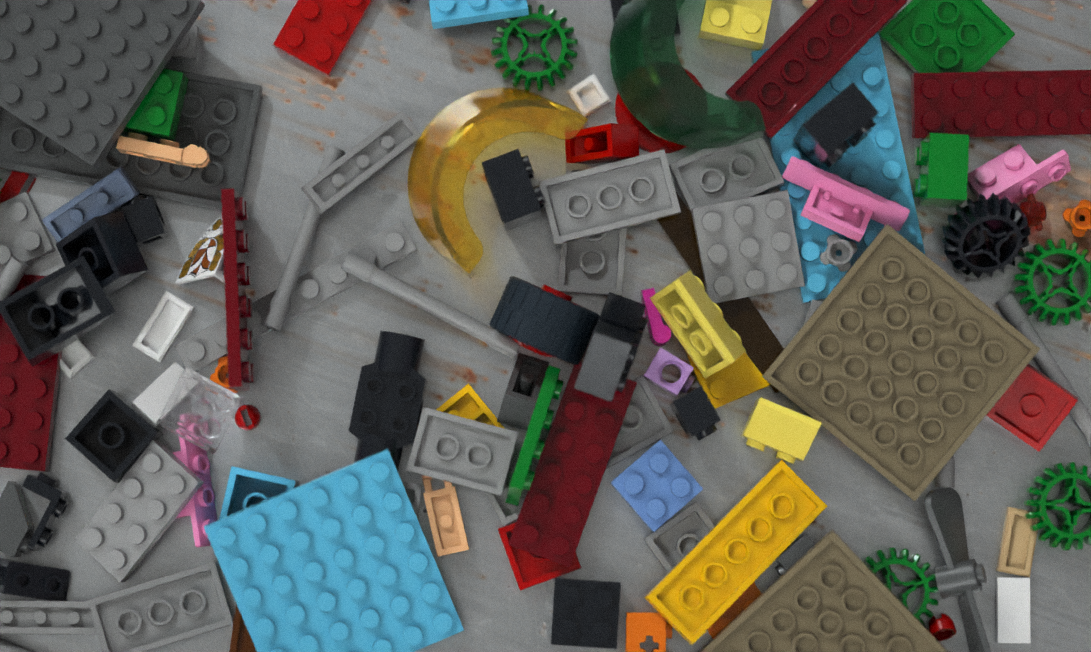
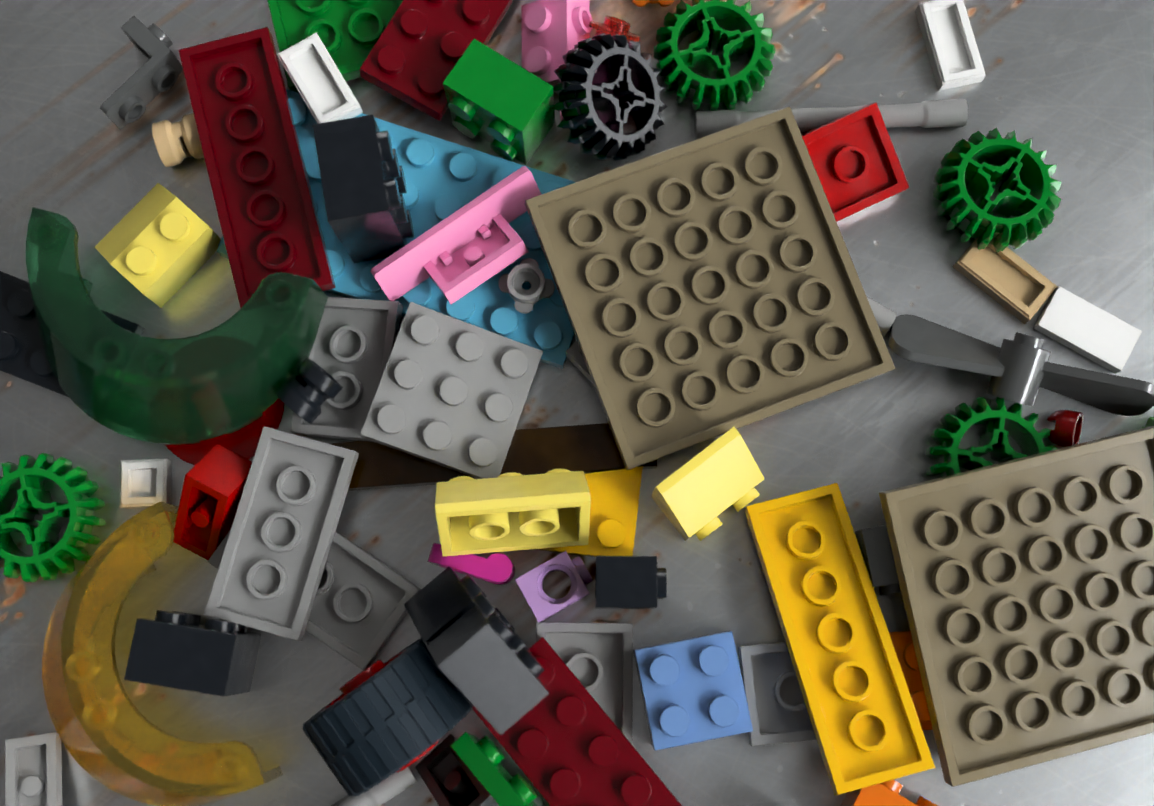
camera: 60 degrees left, 5 degrees down
(700, 162) = (308, 390): none -> black wheel
(892, 51) = (319, 81): none -> white tile

